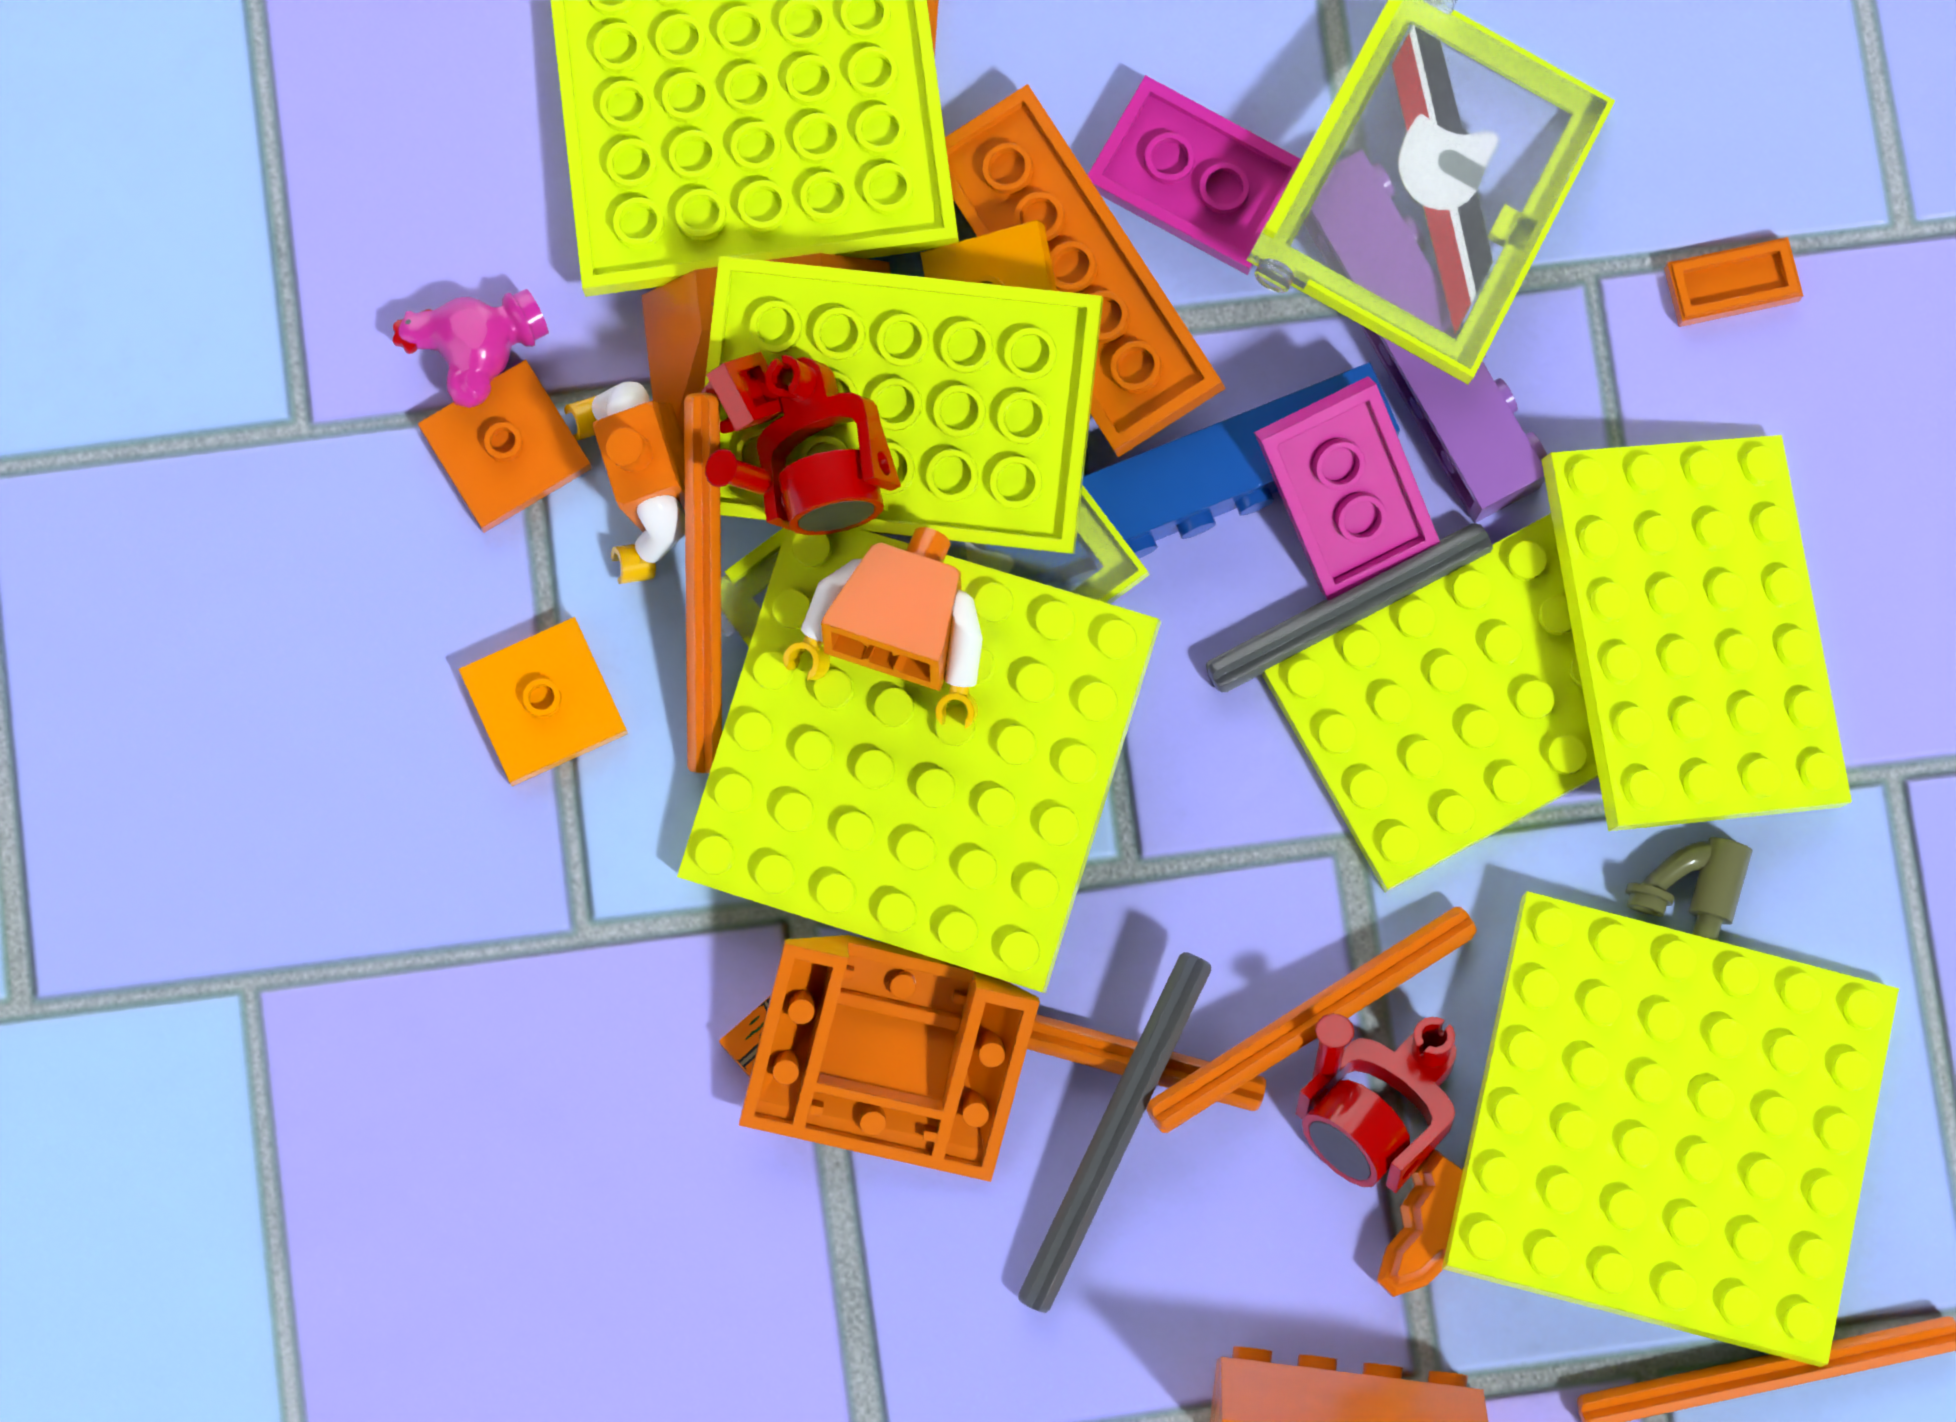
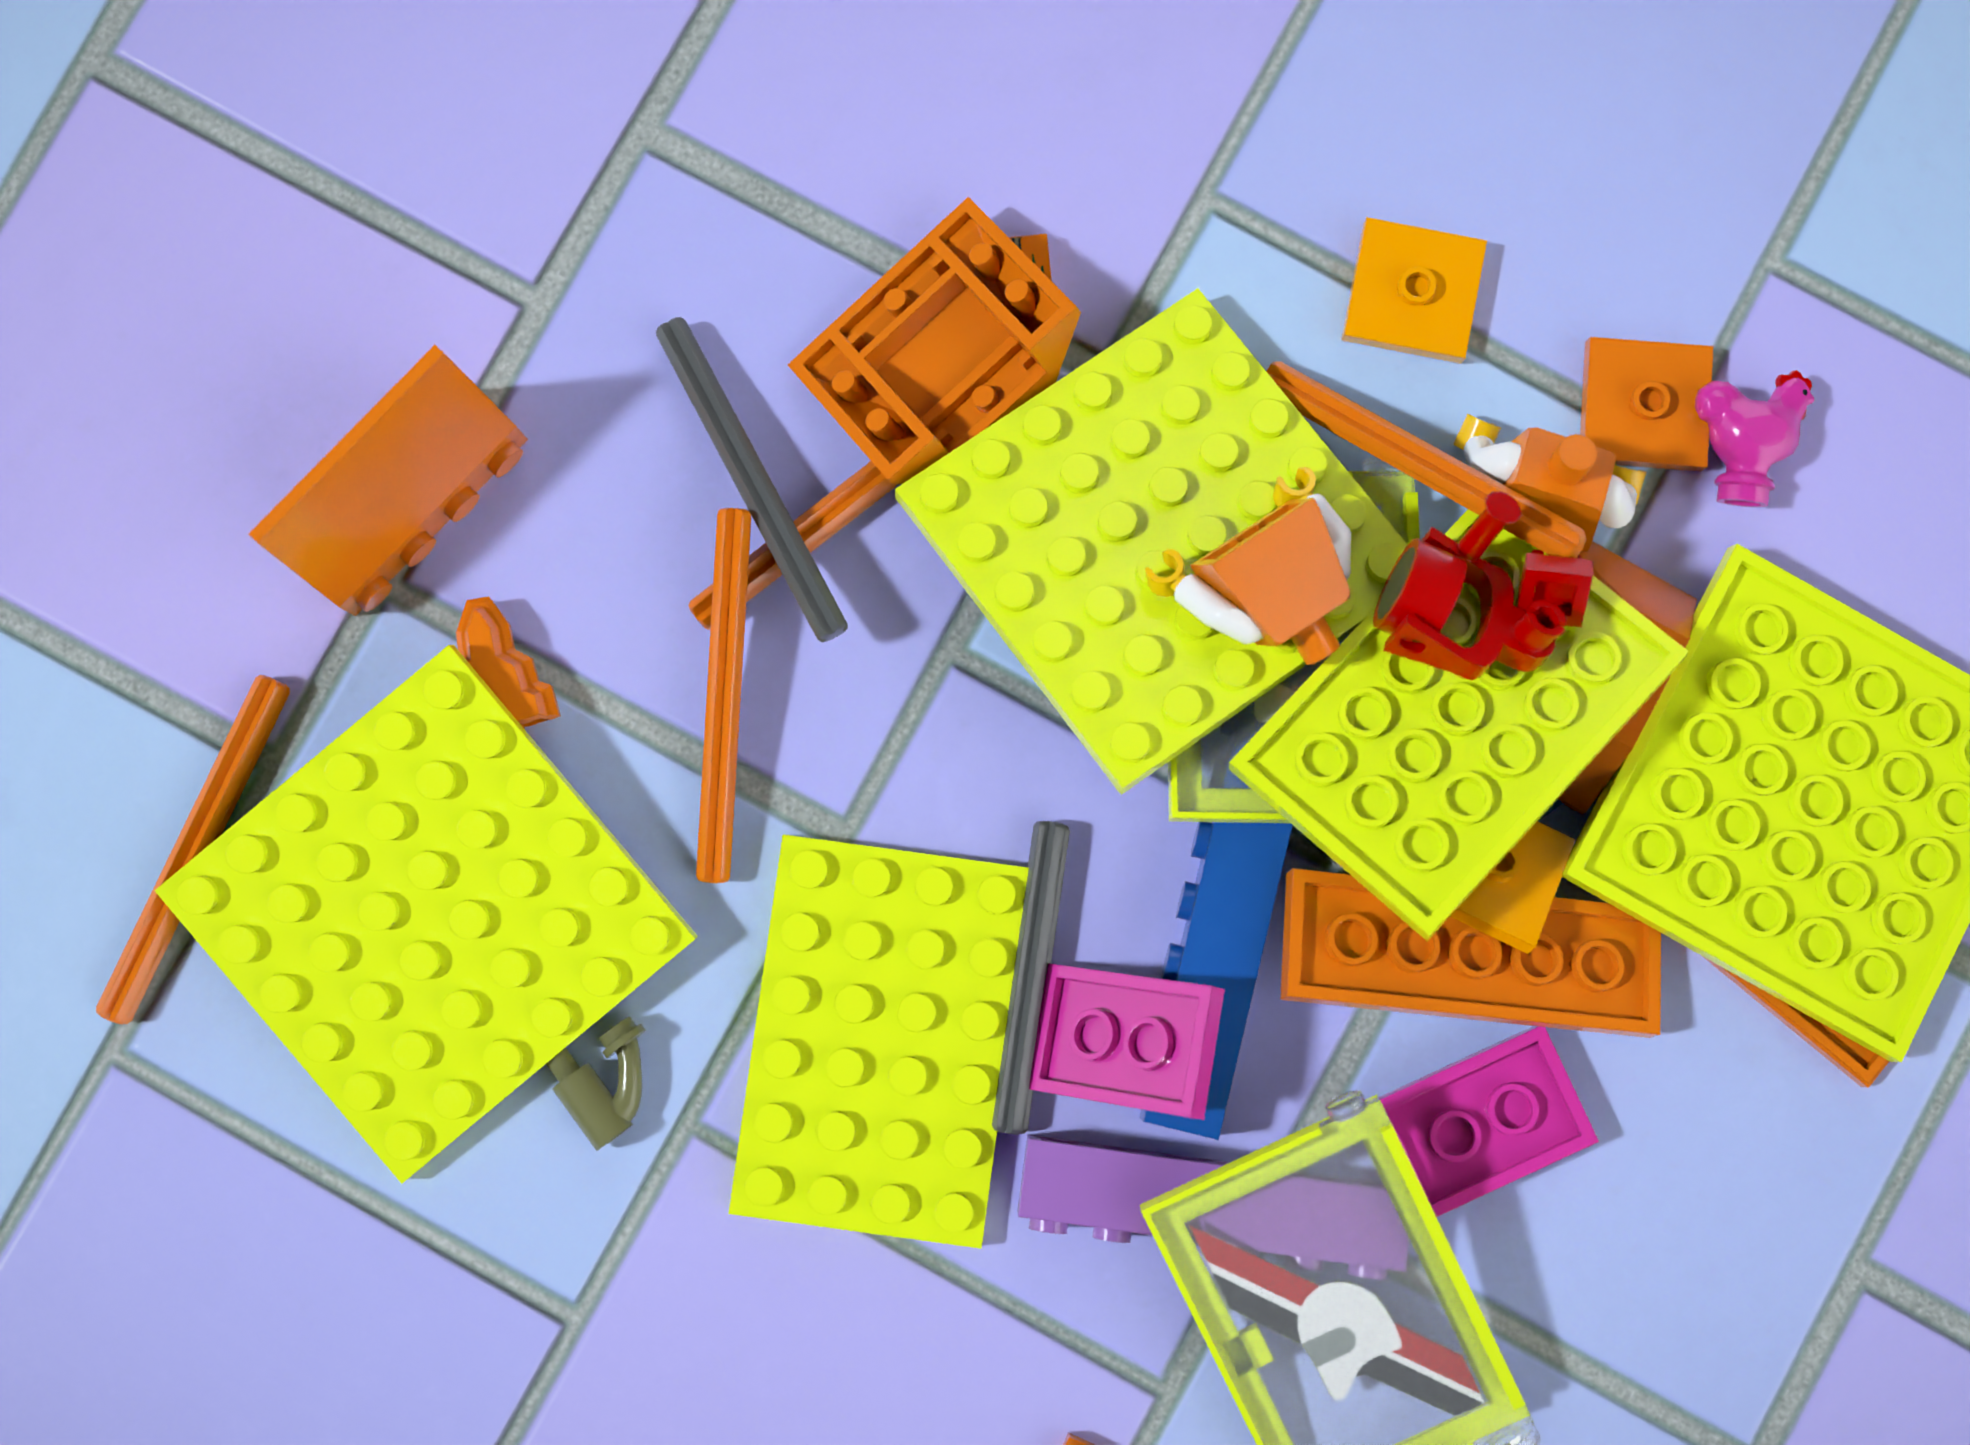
camera: 130 degrees right, 5 degrees up
(1355, 1126) = (611, 662): red piece -> none
(1695, 632) = (803, 1240): neon yellow plate -> none

